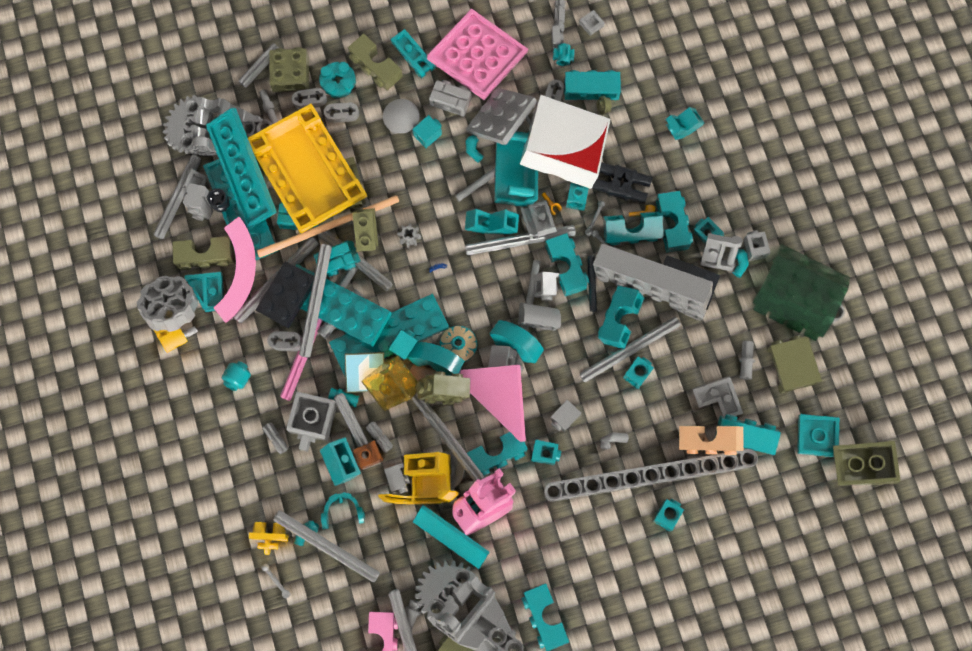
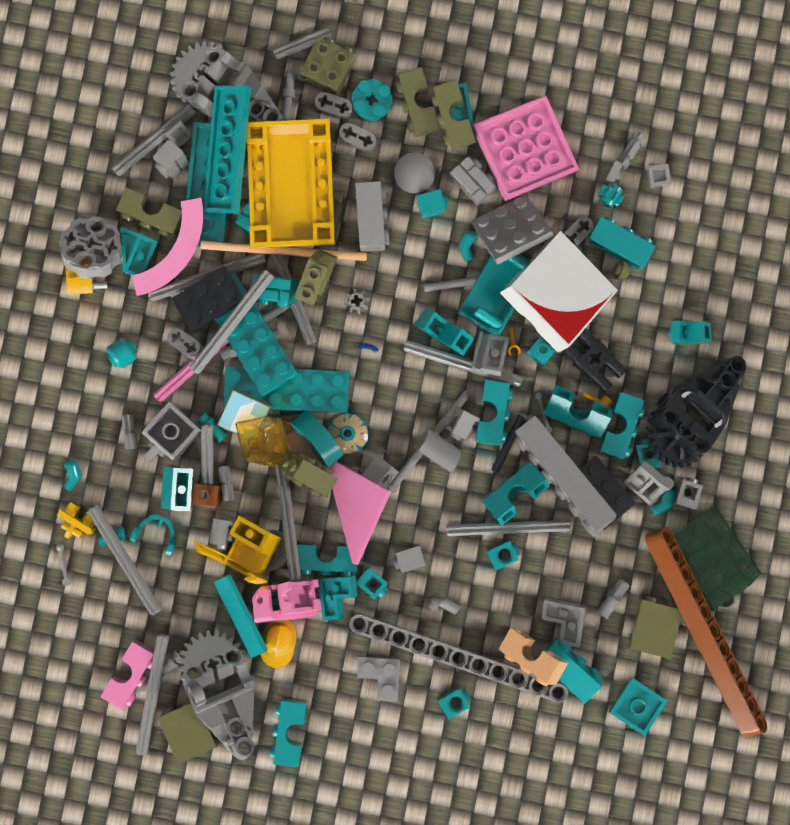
camera: 30 degrees right, 10 degrees up
(218, 196) = (187, 166): black wheel -> none
(246, 498) = (74, 474): none -> teal arm
(385, 163) = (371, 216): none -> light grey brick
(403, 343) = (293, 408): teal brick -> none
(418, 66) = (457, 133): none -> olive arch
(497, 543) = (280, 642): none -> yellow piece
(514, 336) = (402, 458): teal brick -> none
(517, 475) = (331, 594): none -> teal plate
(589, 231) = (534, 390): light grey hinge -> none
(597, 521) = (386, 672): none -> light grey plate
(731, 162) = (711, 397): none -> black connector
(837, 344) = (706, 632): none -> dark orange beam
(866, 464) = (665, 758): olive slope -> none

